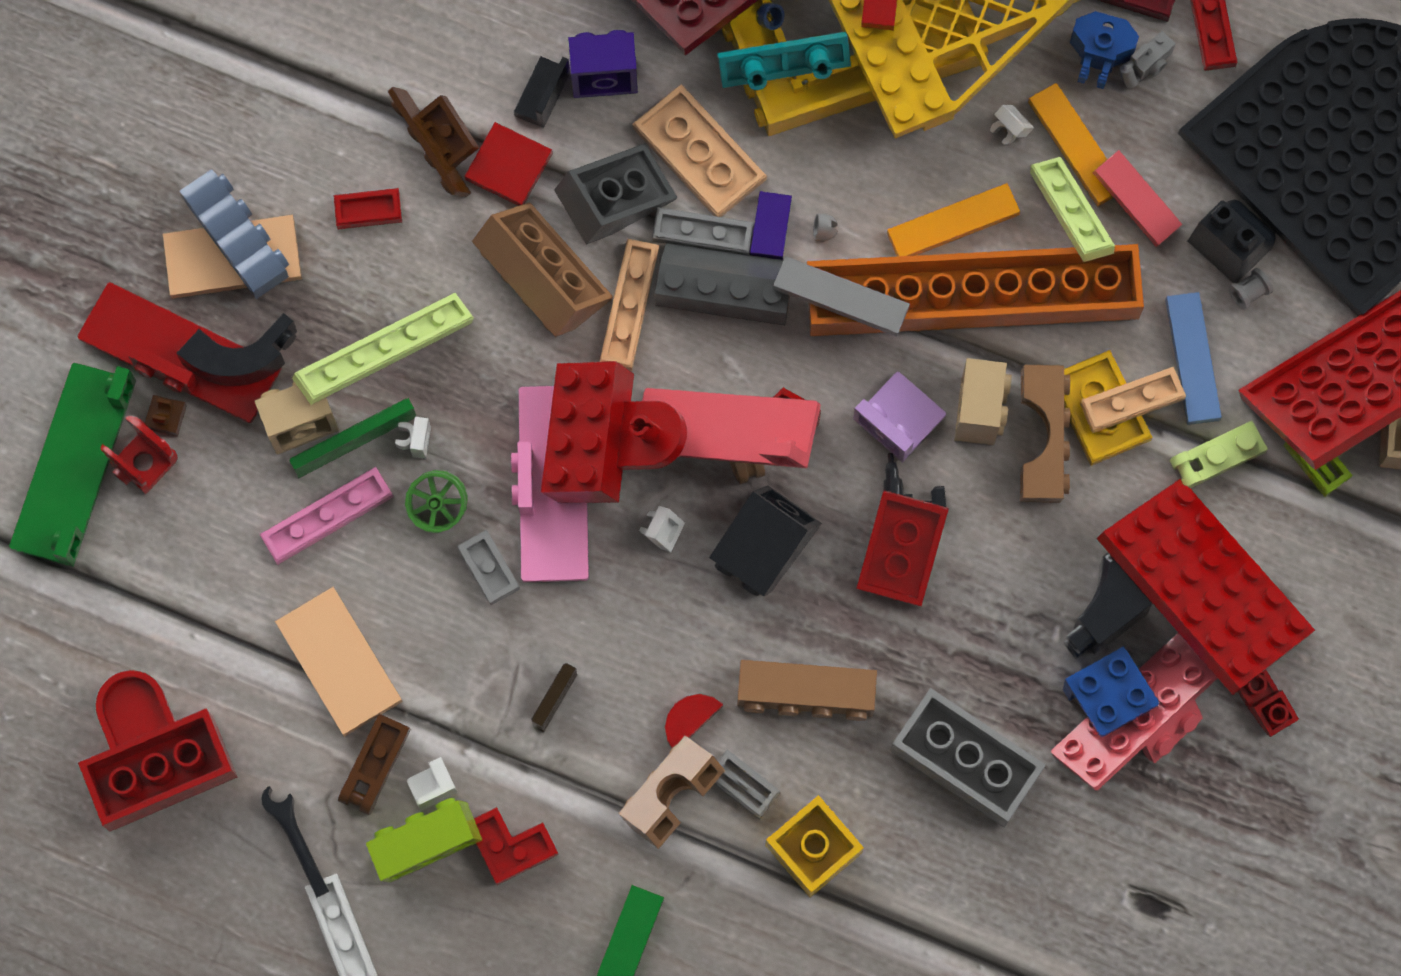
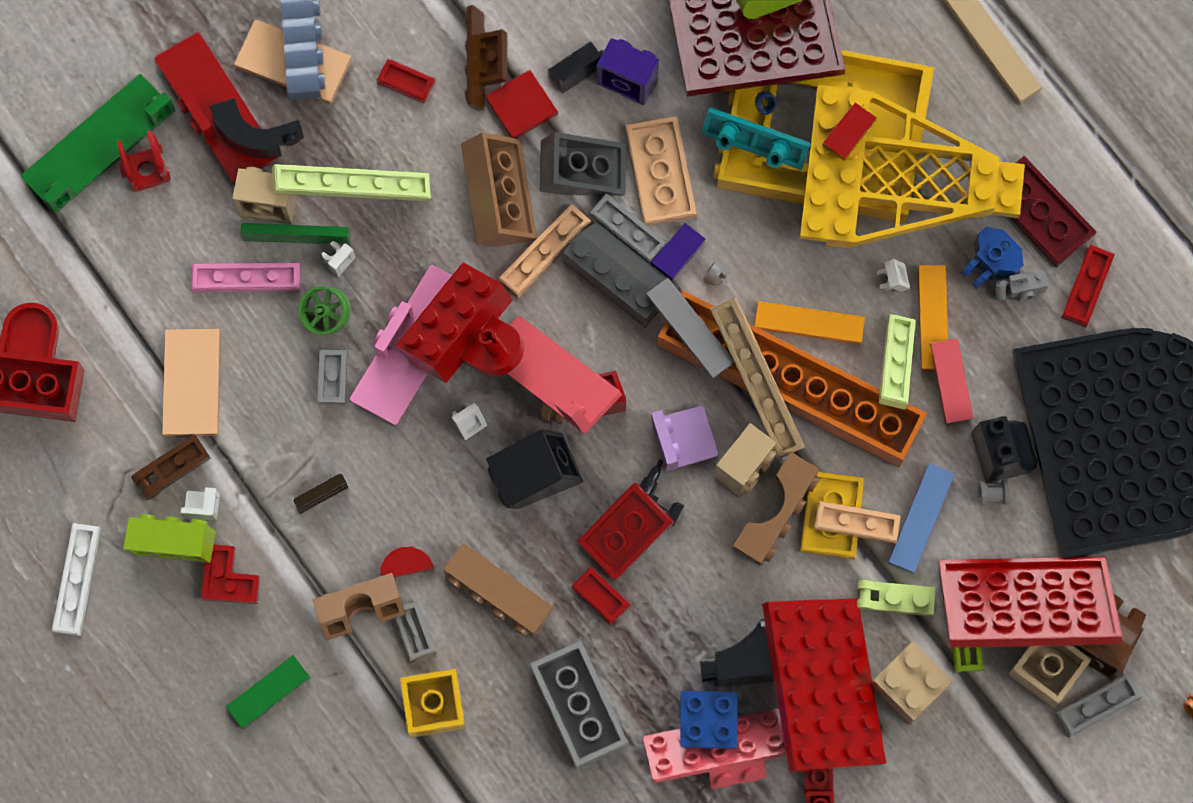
camera: 30 degrees right, 0 degrees up
(165, 415) = (180, 145): reddish brown tile -> none
(284, 814) = (89, 466): black piece -> none
(915, 631) = (600, 596): none -> red tile
(941, 305) = (757, 377): none -> tan tile
(1290, 532) = (911, 683): none -> tan brick

